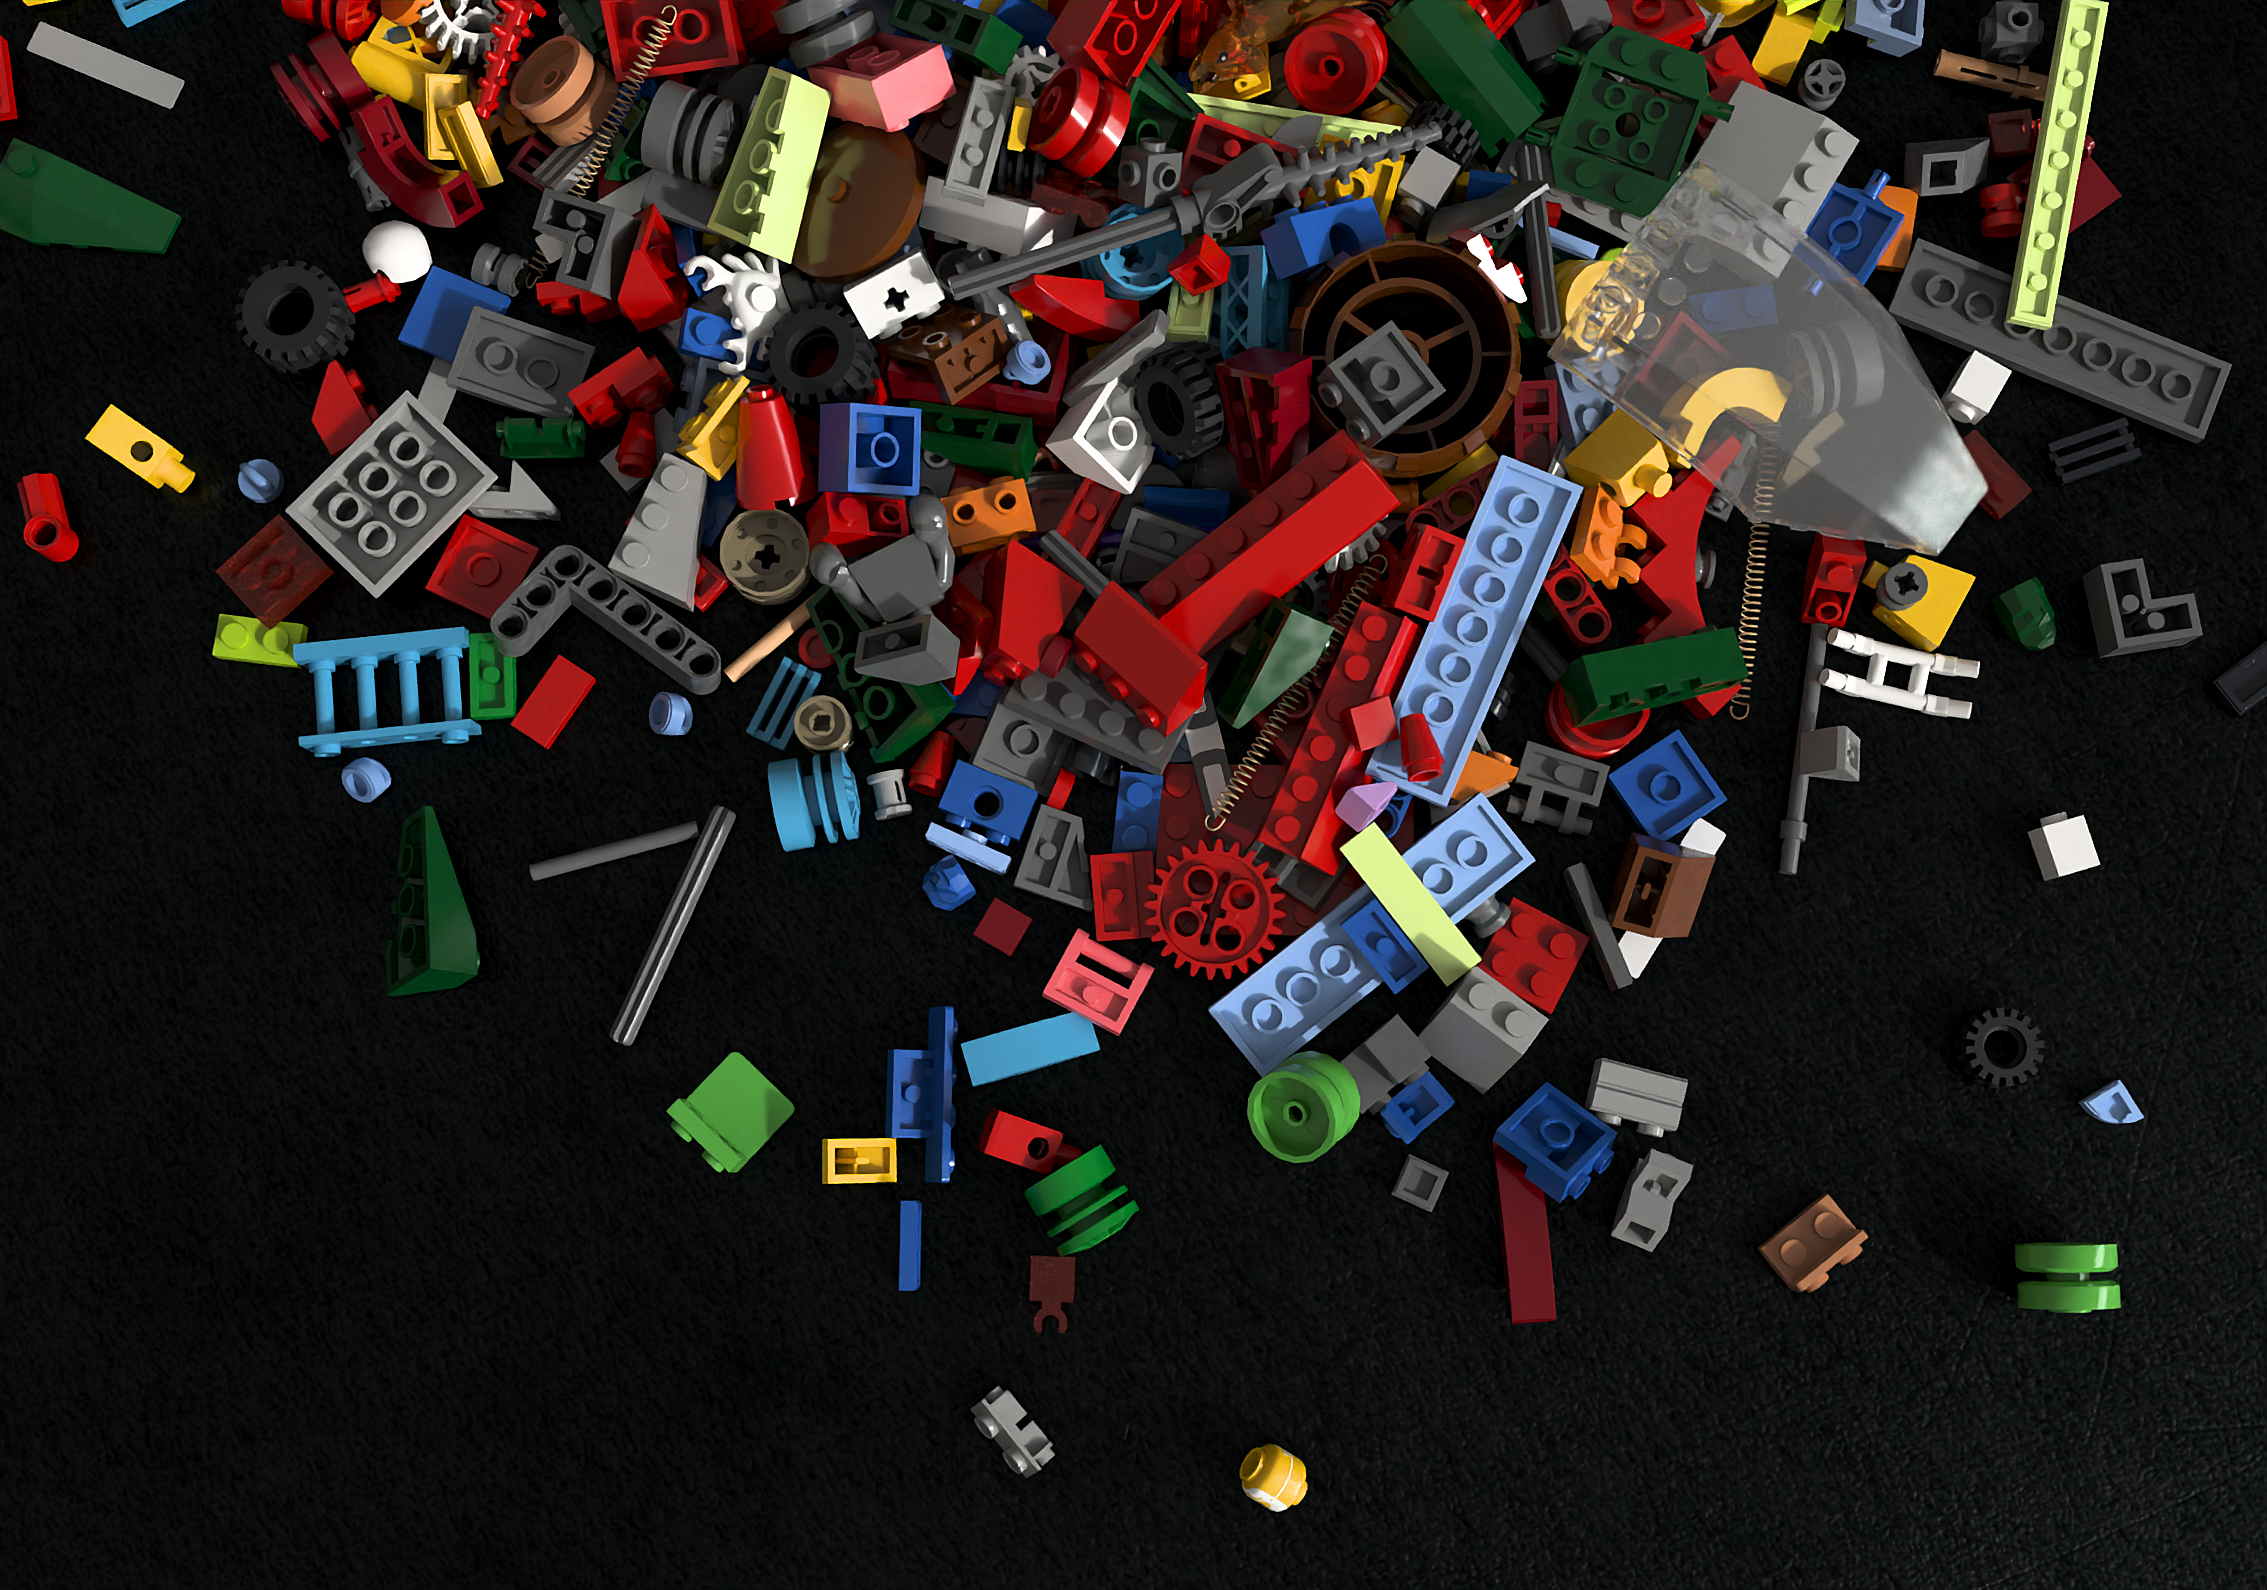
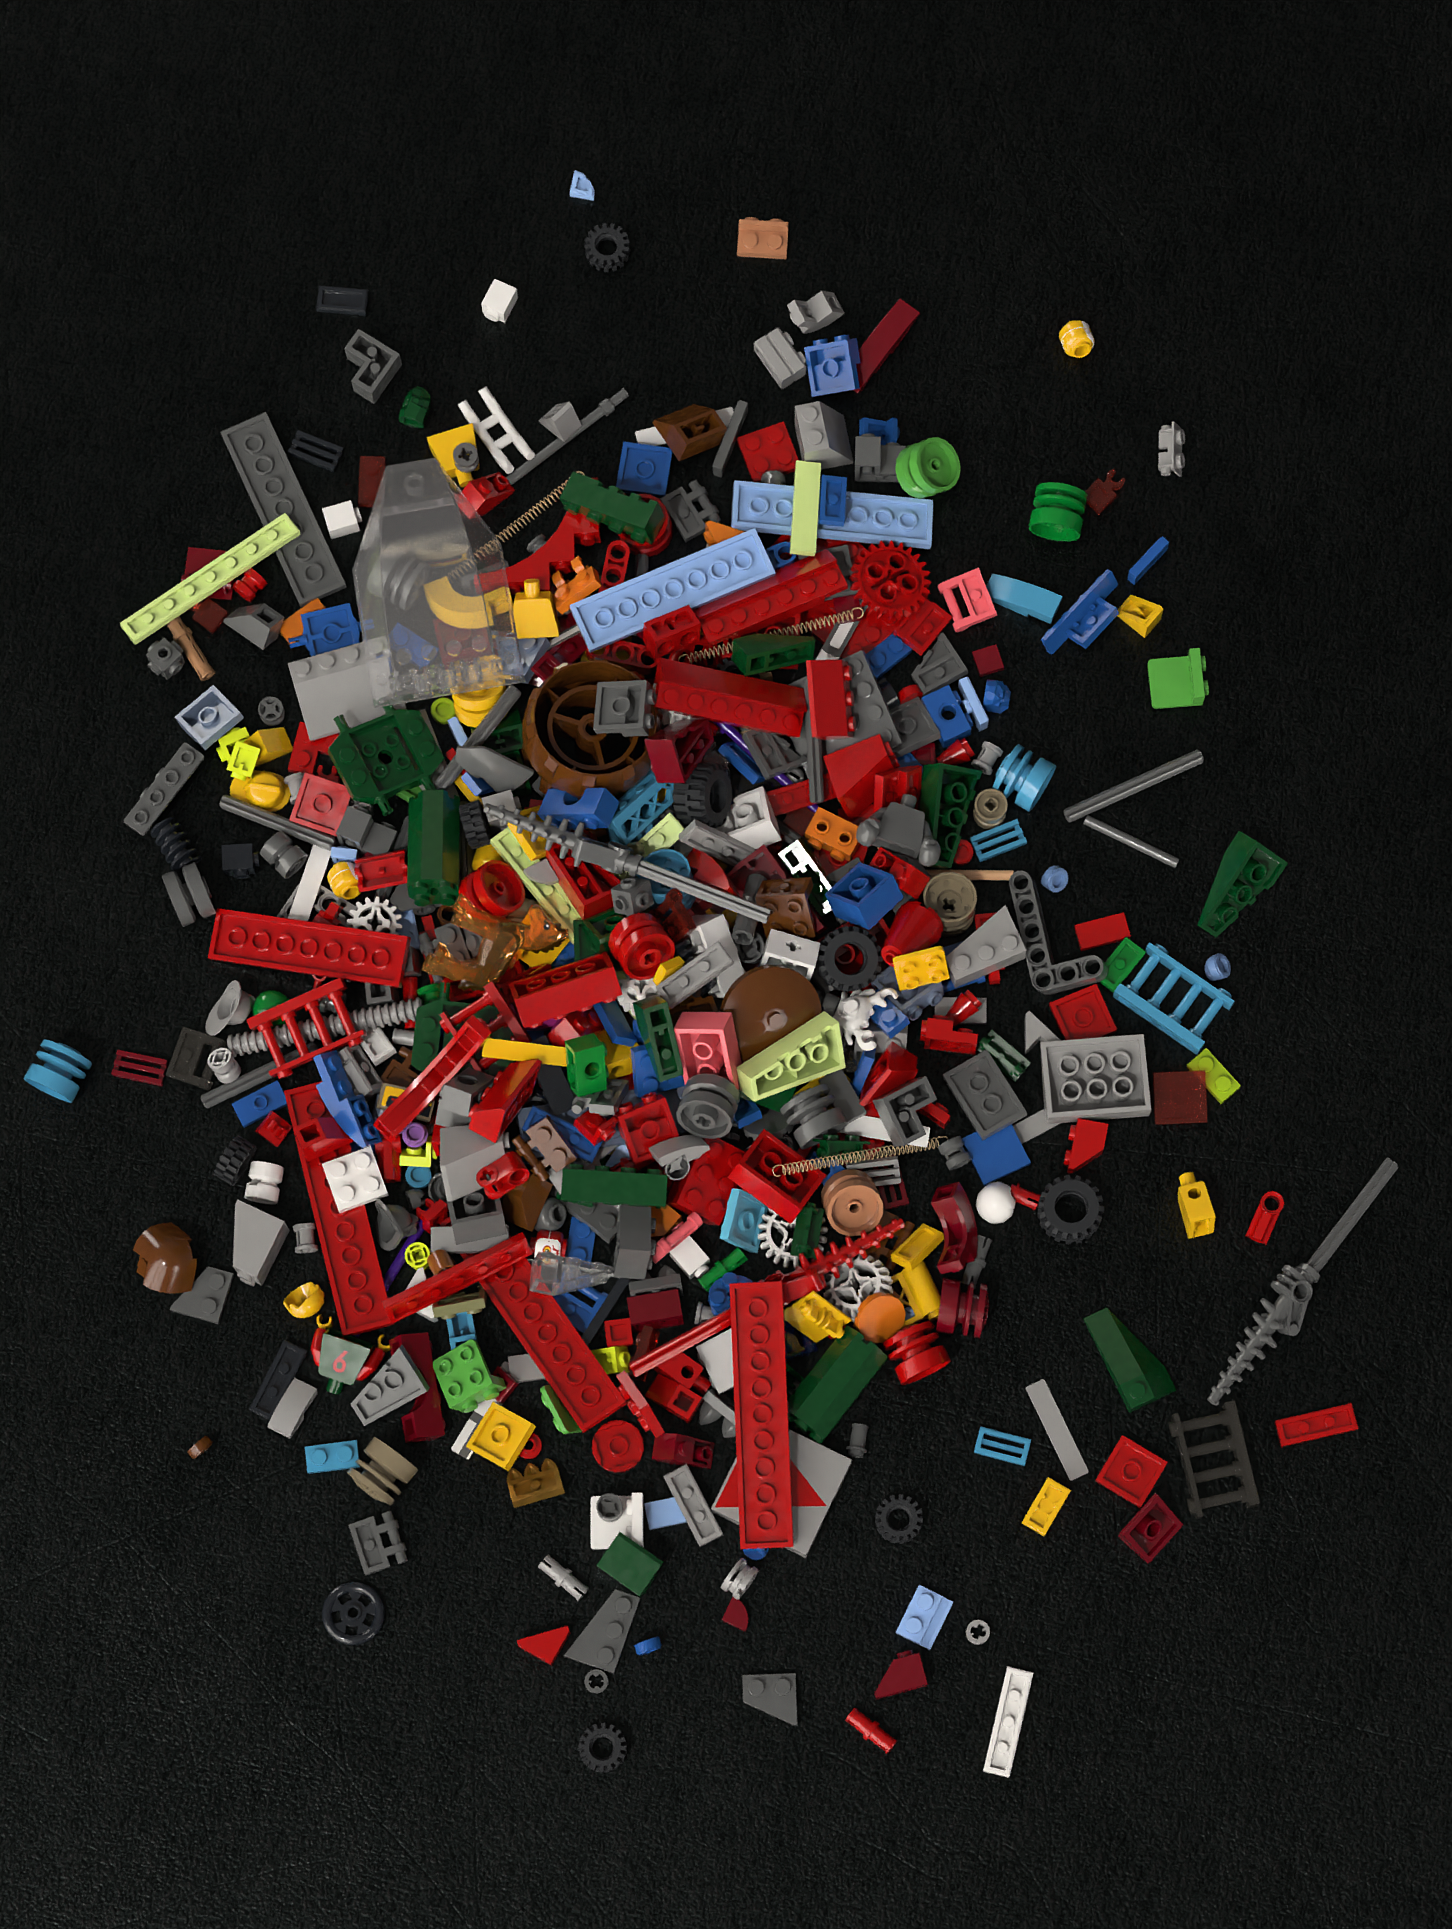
camera: 135 degrees left, 5 degrees down
(260, 480) = (1151, 1151): medium blue tile -> none
(470, 144) = (918, 1218): yellow tile -> none
(908, 651) = (927, 792): dark grey slope -> none
(1009, 1139) = (1061, 558): red torso -> none
(1027, 363) = (759, 871): medium blue tile -> none
(1055, 656) = (862, 734): dark red tile -> none
(1200, 266) = (644, 840): red slope -> none
(1365, 803) = (788, 555): lavender slope -> none
(1371, 723) = (755, 585): tile -> none
(1419, 749) = (745, 557): red cone -> none
(1419, 1183) = (905, 403): dark grey tile -> none
(1502, 272) = (515, 737): slope -> none
(2067, 1276) = (672, 135): bright green wheel -> none

